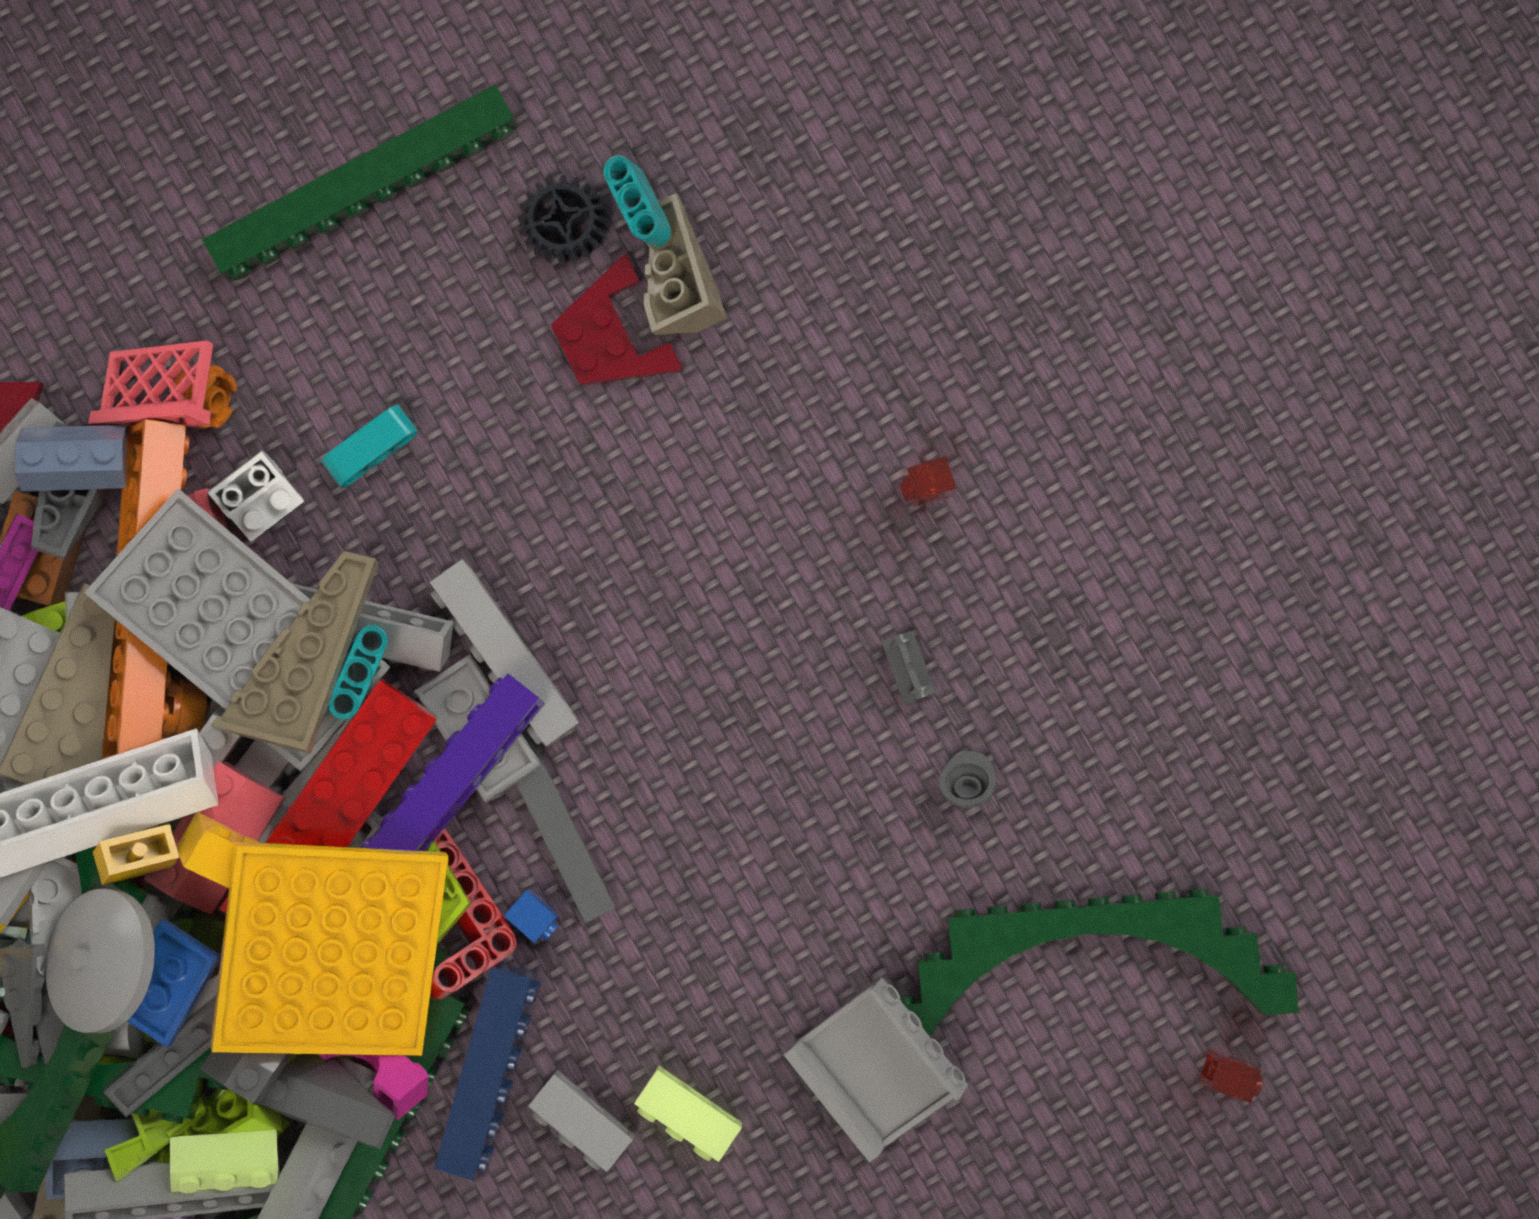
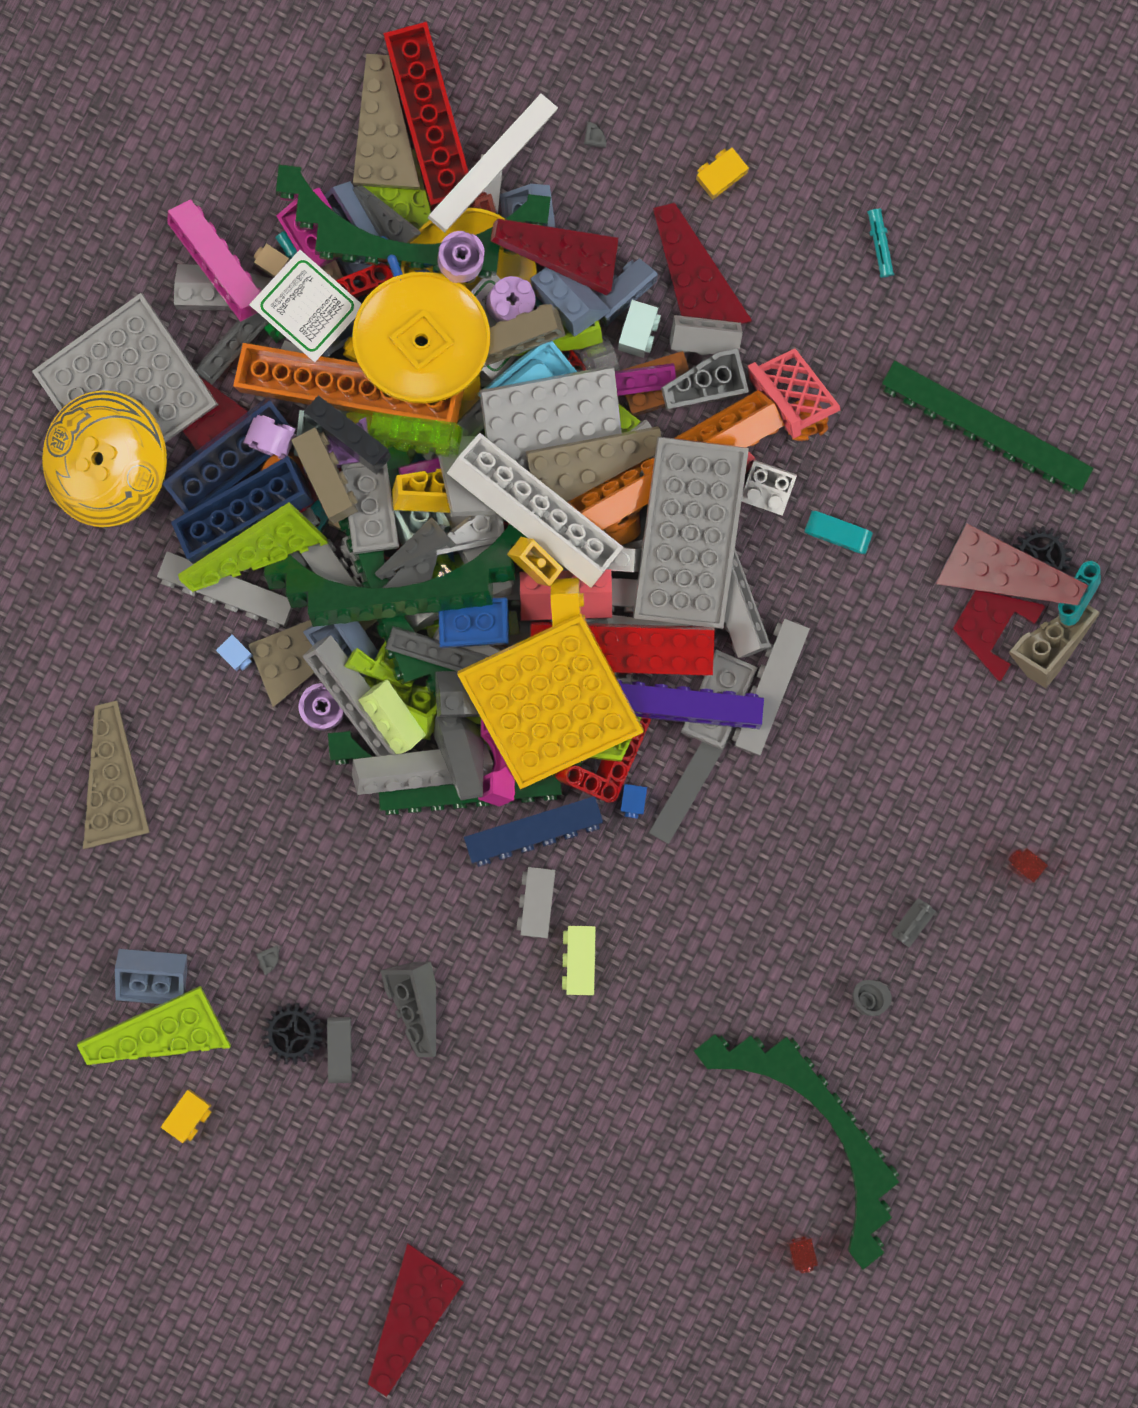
camera: 55 degrees right, 0 degrees up
(39, 159) = (879, 233): none -> teal pin
(71, 458) = (725, 374): sand blue slope -> none
(100, 961) = (467, 581): light grey dish -> none
(300, 669) = (691, 582): dark tan wing -> none
(370, 661) = (698, 610): teal beam -> none
(541, 278) = (997, 567): none -> wing
(875, 1068) = (676, 1049): light grey panel -> none

